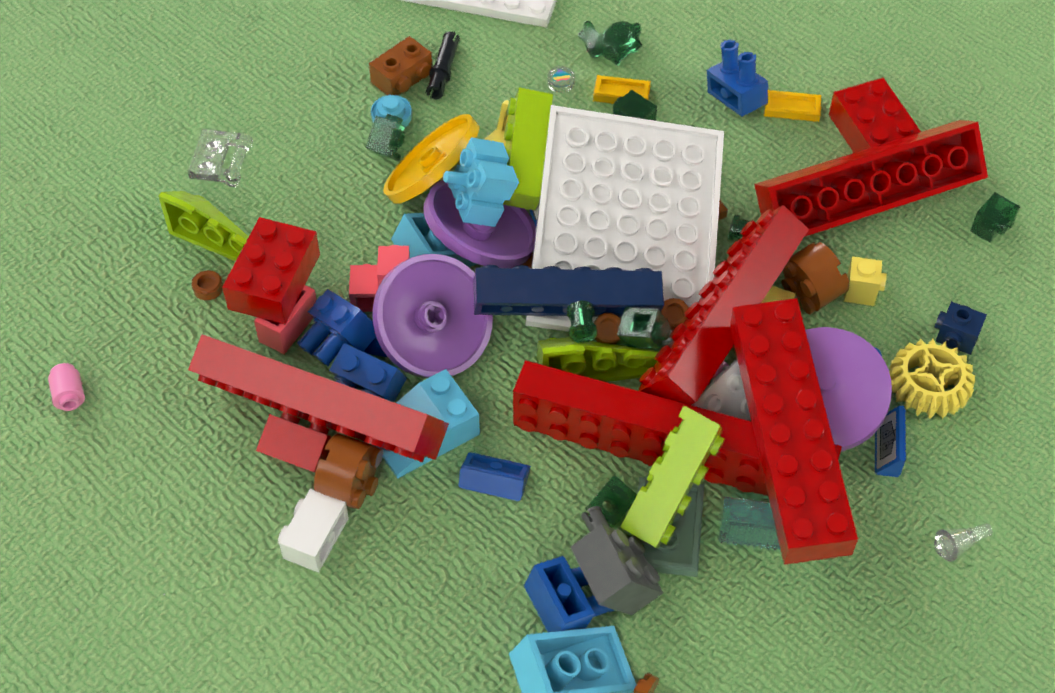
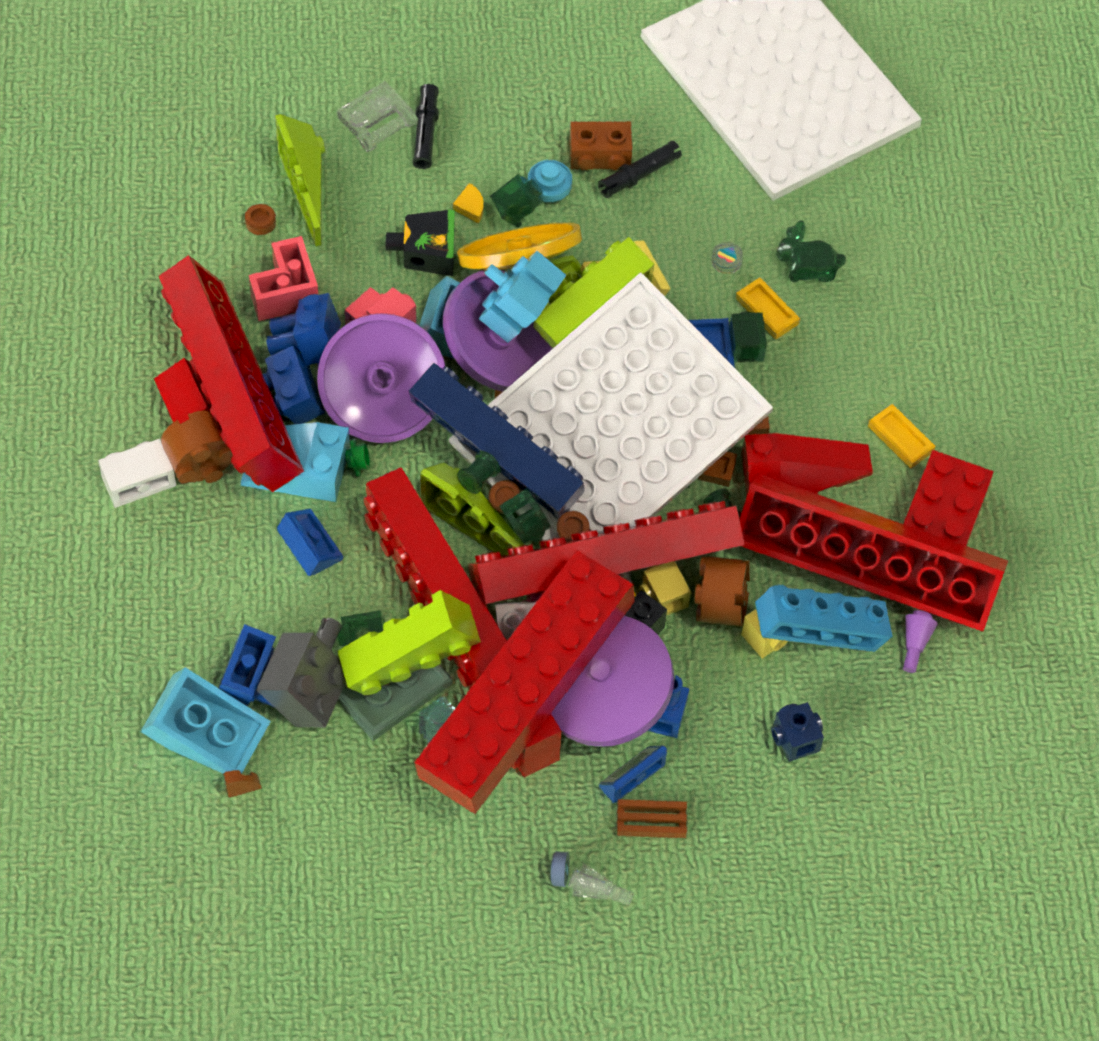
camera: 40 degrees right, 5 degrees up
(66, 387) = (79, 221): bright pink brick -> none
(257, 131) = (427, 116): none -> black pin
(271, 270) = (294, 244): red brick -> none
(351, 166) = (470, 203): none -> yellow tile
(352, 210) = (426, 242): none -> black torso
(469, 387) = (358, 457): none -> green plate
(736, 80) = (864, 376): blue brick -> none
(753, 163) = (804, 461): none -> red wedge
(897, 241) = (823, 618): none -> dark azure brick
(926, 549) = (560, 869): none -> sand blue tile
(936, 371) = (707, 734): light yellow gear -> none
(947, 209) = (919, 630): none -> medium lavender cone
(952, 449) = (660, 808): none -> dark orange tile
(994, 217) = (948, 670): clear green brick -> none

